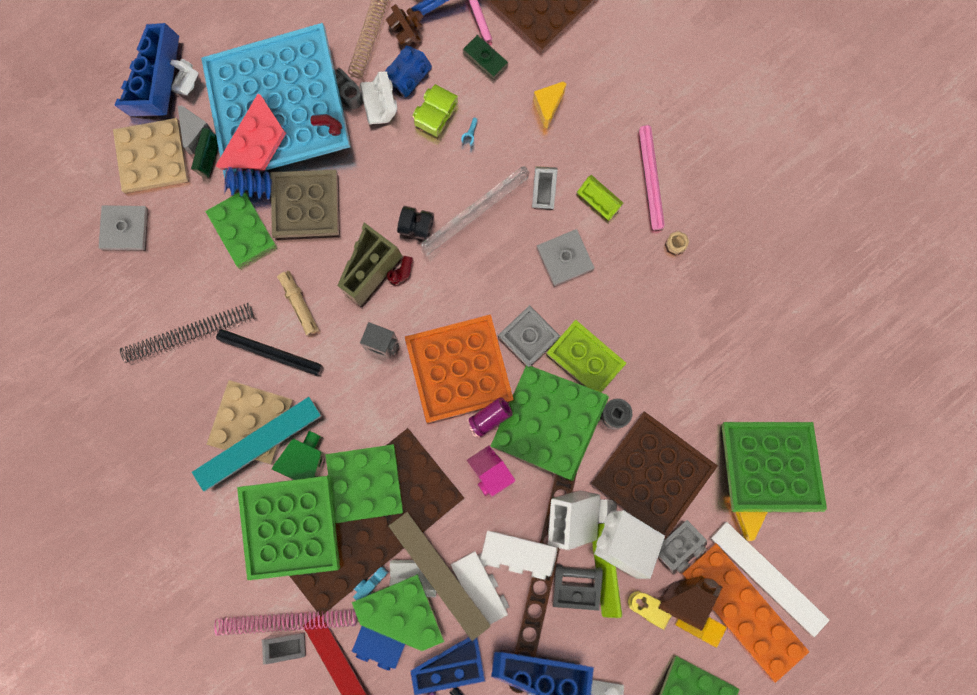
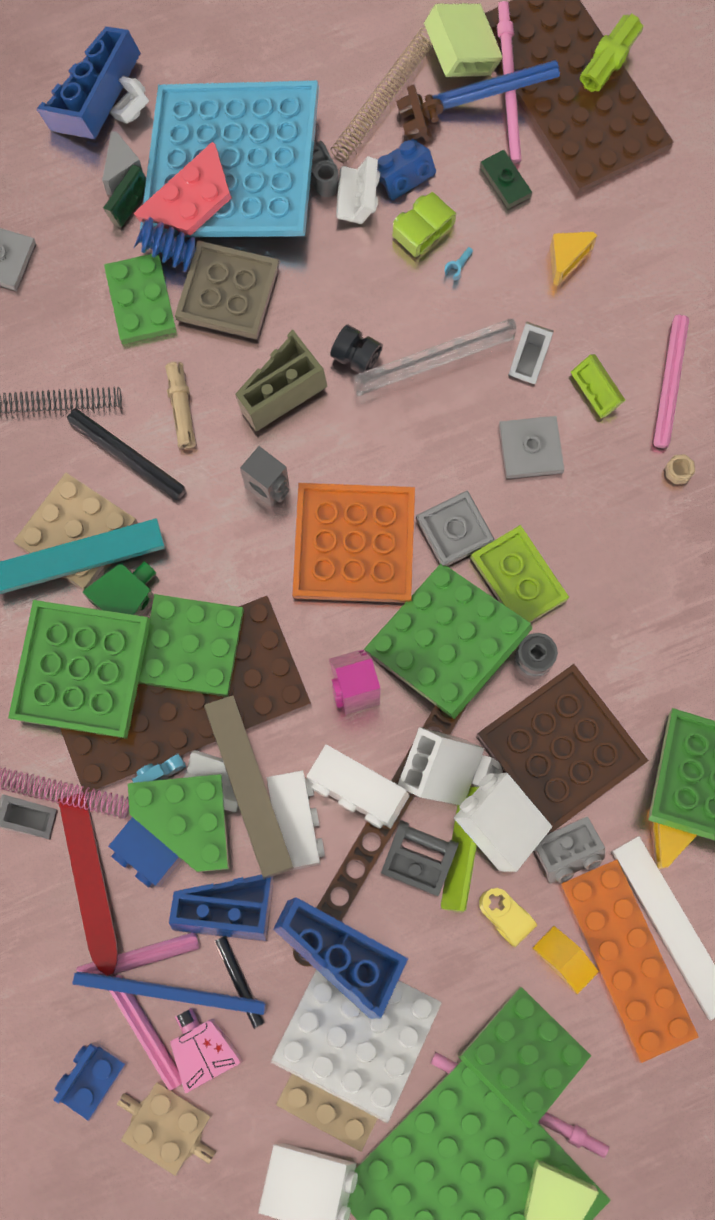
camera: 20 degrees right, 5 degrees down
(150, 155) = (60, 182): tan plate -> none
(327, 120) = (286, 194): dark red arm -> none
(402, 273) = (322, 407): dark red arm -> none
(490, 416) = (375, 611): magenta piece -> none
(691, 600) = (563, 918): reddish brown slope -> none

